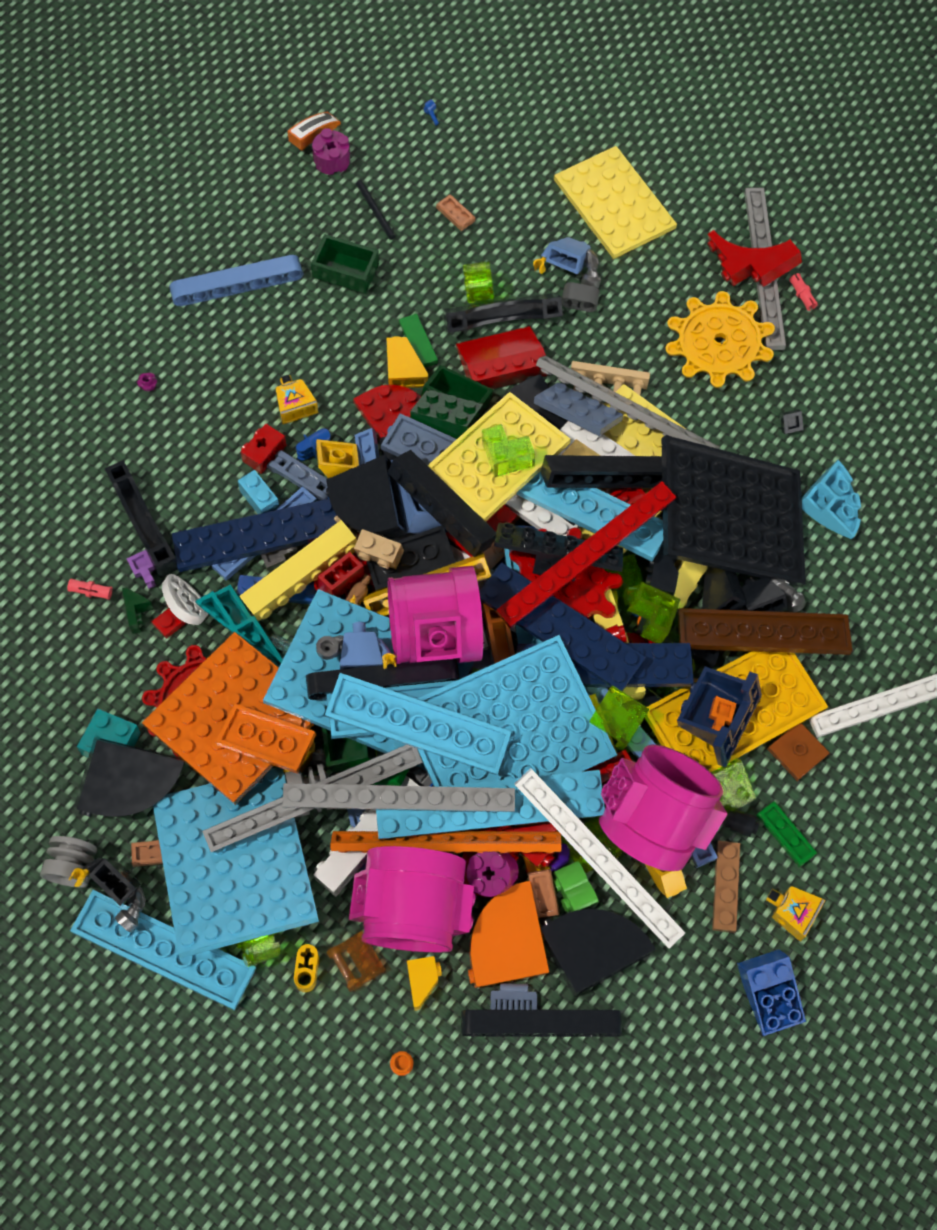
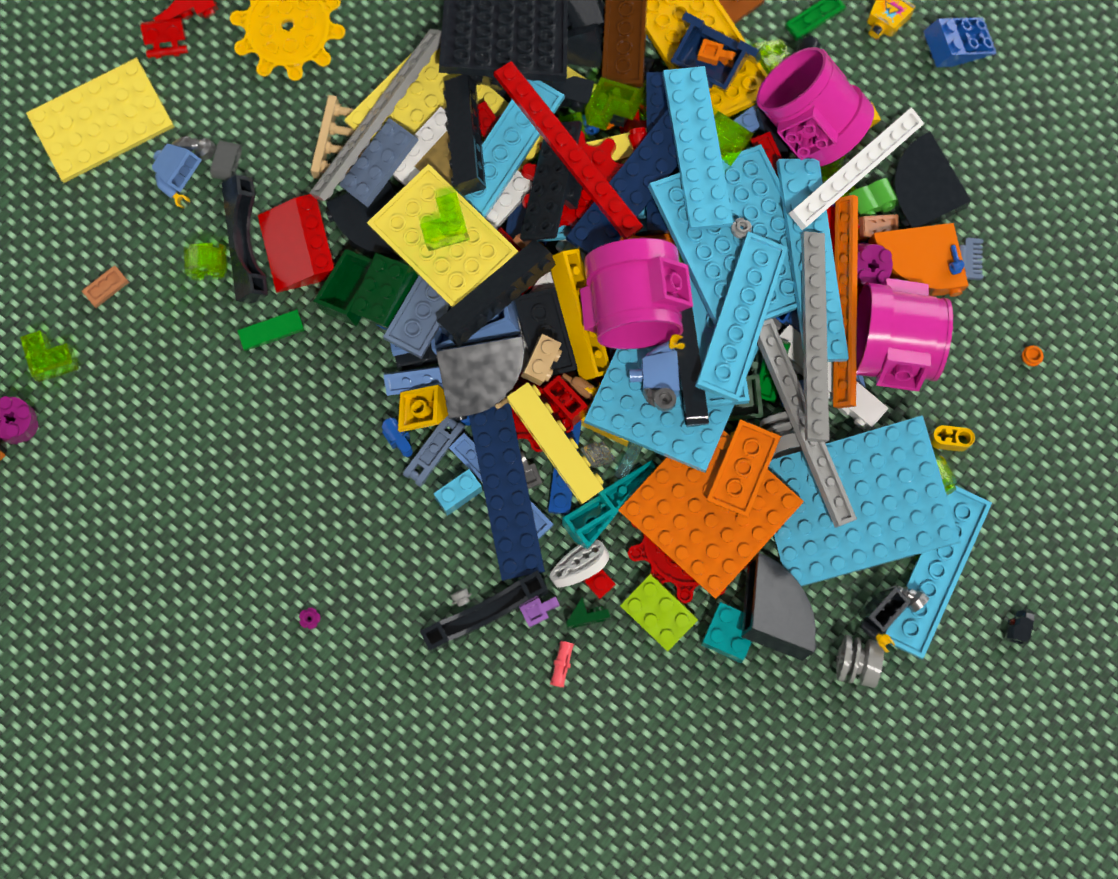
camera: 85 degrees left, 10 degrees up
(96, 1036) = (1020, 627): none -> black rock
(134, 674) = (659, 612): none -> lime plate
(146, 853) = (844, 590): nougat plate -> none
(159, 502) = (461, 597): none -> light grey plate
(236, 280) = (183, 524): medium blue beam -> none
(263, 448) = (394, 479): red brick -> none
(289, 611) = (598, 454): none -> clear slope
(295, 400) = (341, 458): yellow torso -> none
(345, 263) = (171, 403): dark green piece -> none
(363, 958) = (935, 391): clear orange plate -> none
(375, 209) = (92, 374): black bar -> none
(384, 404) = (357, 358): red plate -> none
(386, 168) = (47, 361): none -> clear neon green brick
(404, 365) = (302, 344): yellow slope -> none
(423, 979) = (966, 336): yellow slope -> none
(495, 970) = (956, 266): none -> blue hand
(523, 726) = (737, 231): none -> light grey plate
(541, 1023) = (994, 235): black beam -> none
(601, 682) = (697, 148): none -> medium azure plate
(702, 241) = (164, 31): none -> red plate
(726, 887) = (872, 72): medium nougat plate -> none

